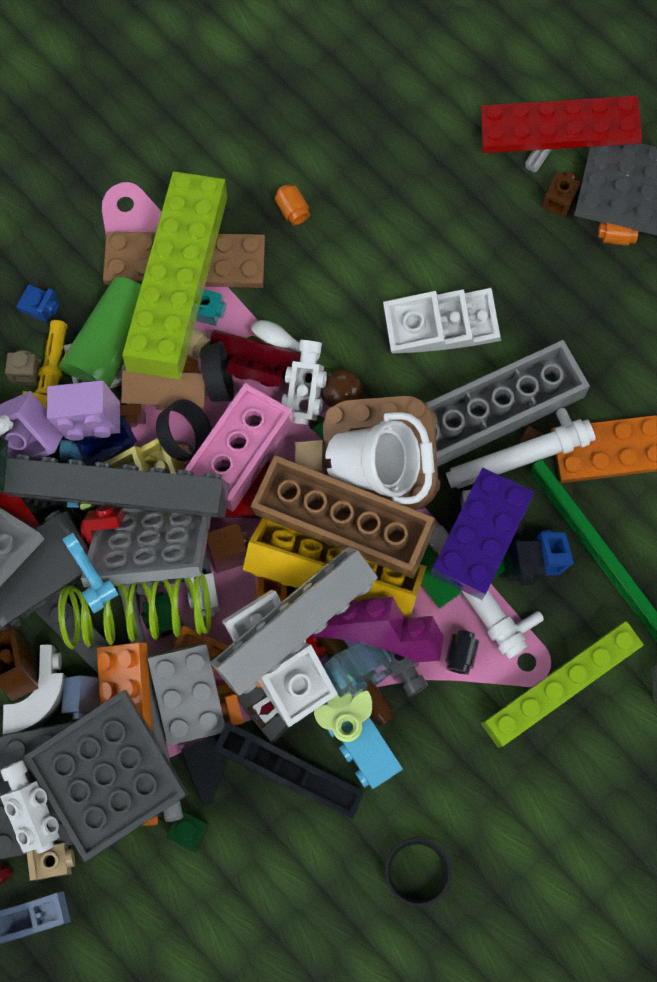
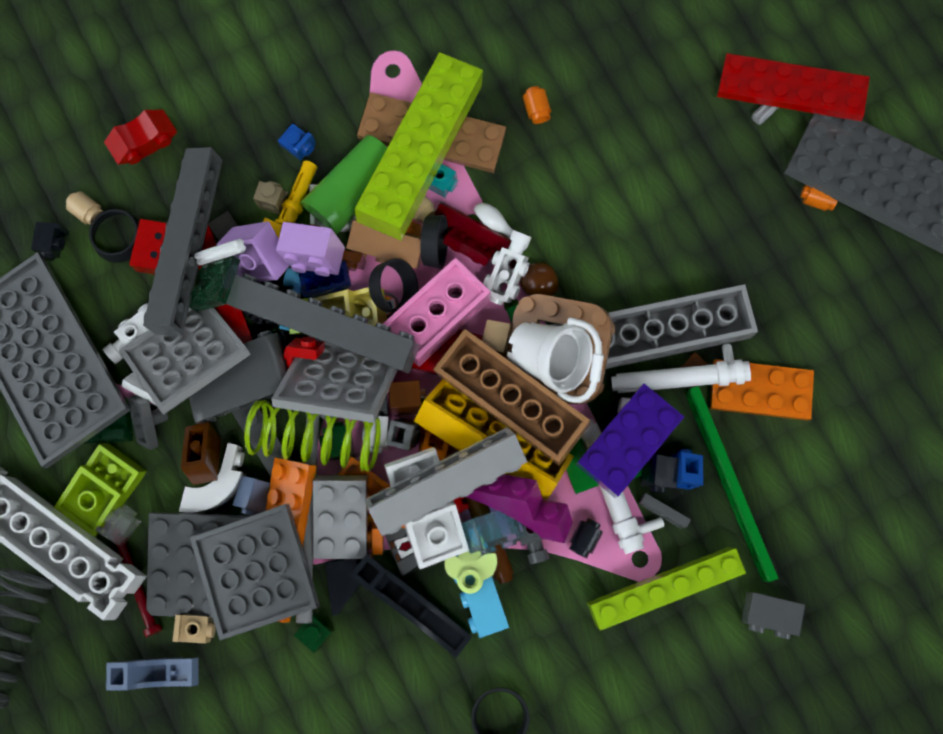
camera: 15 degrees right, 5 degrees up
(26, 814) = (180, 588): white brick -> none
(100, 591) = (283, 415): medium azure brick -> none
(239, 587) = (408, 434): none -> dark grey brick
(441, 321) = (642, 240): white slope -> none
(539, 602) = (664, 511): none -> dark grey tile
(561, 193) = (777, 150): reddish brown brick -> none

